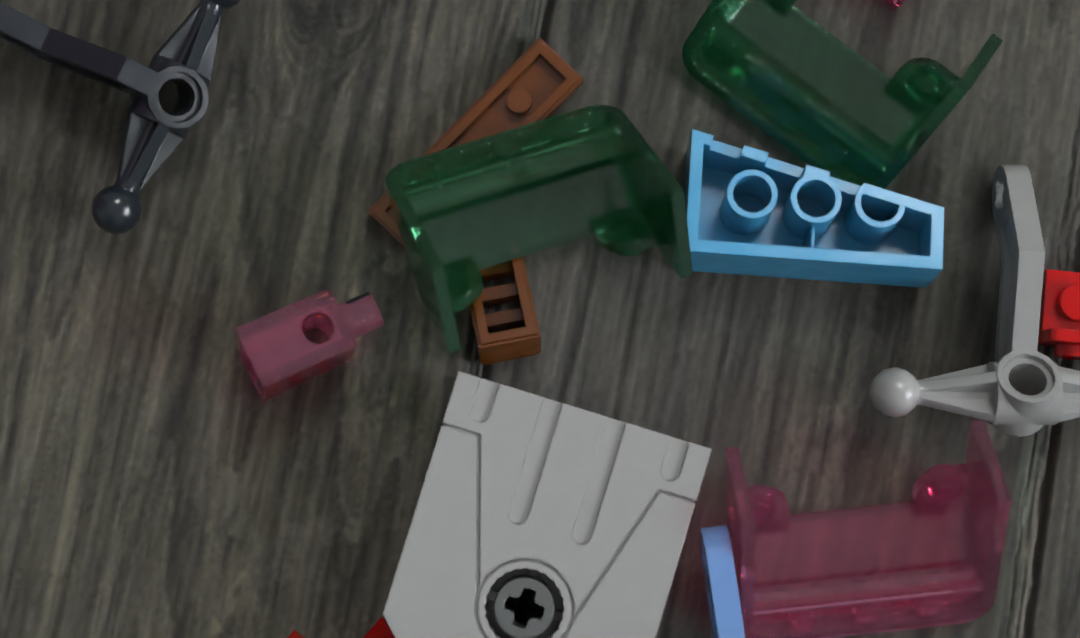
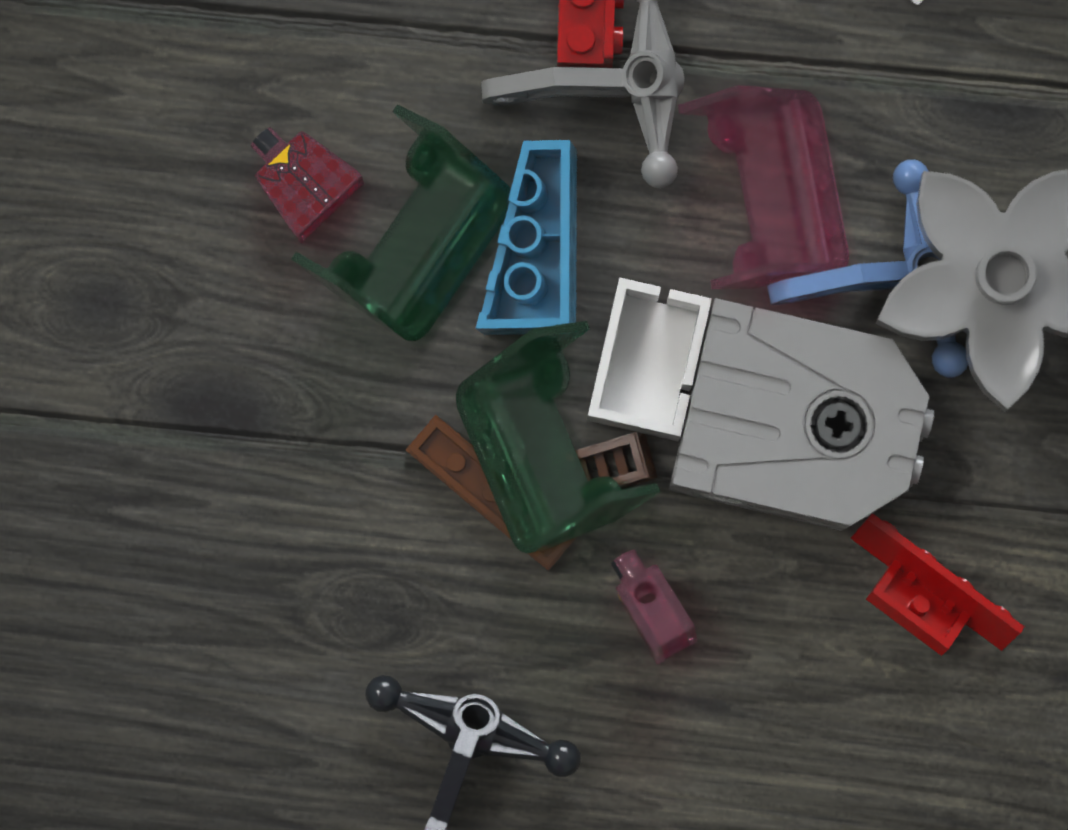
camera: 90 degrees left, 0 degrees up
(637, 357) = (648, 360): none -> white piece

